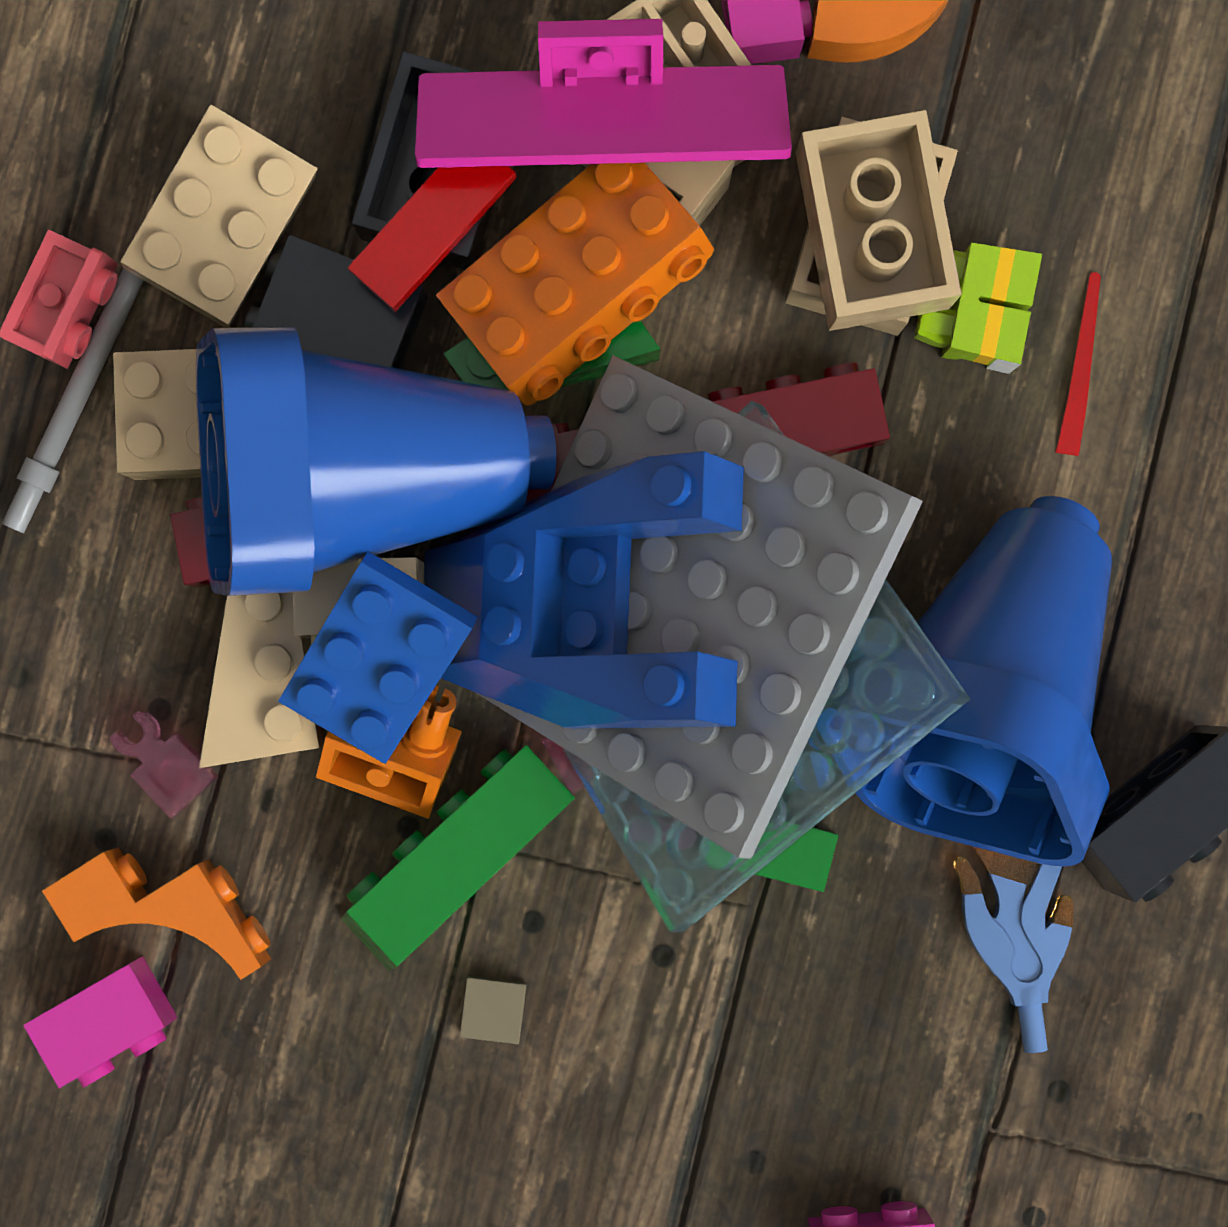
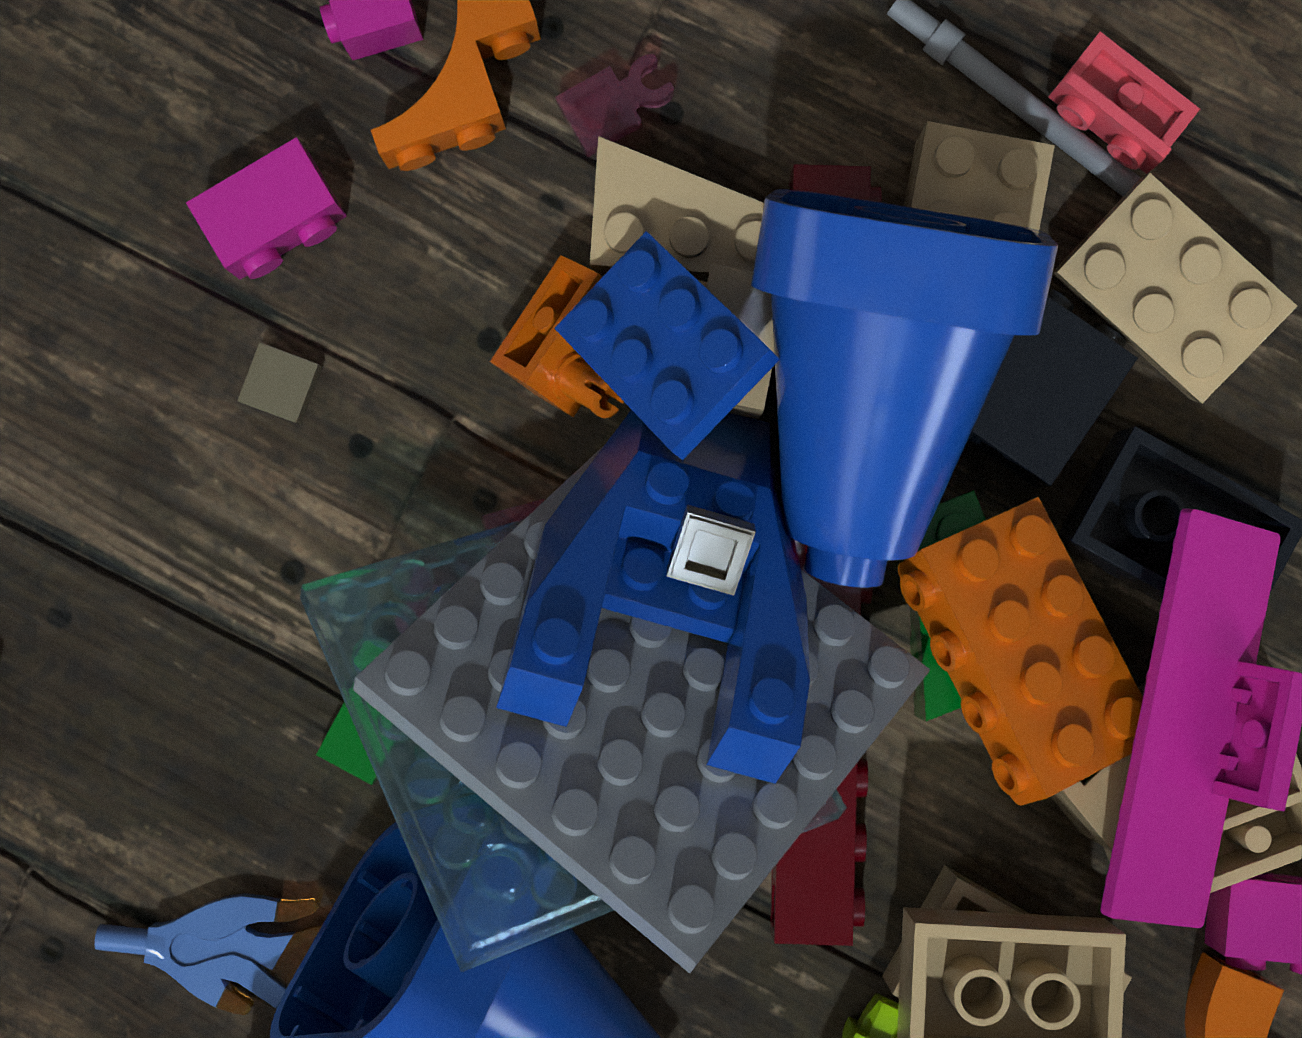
camera: 110 degrees right, 0 degrees up
(337, 1058) = (267, 211): none -> dark pink brick
(428, 229) = (1111, 505): red tile -> none
(457, 858) = (442, 382): green wedge -> none
(552, 572) = (710, 550): none -> tile

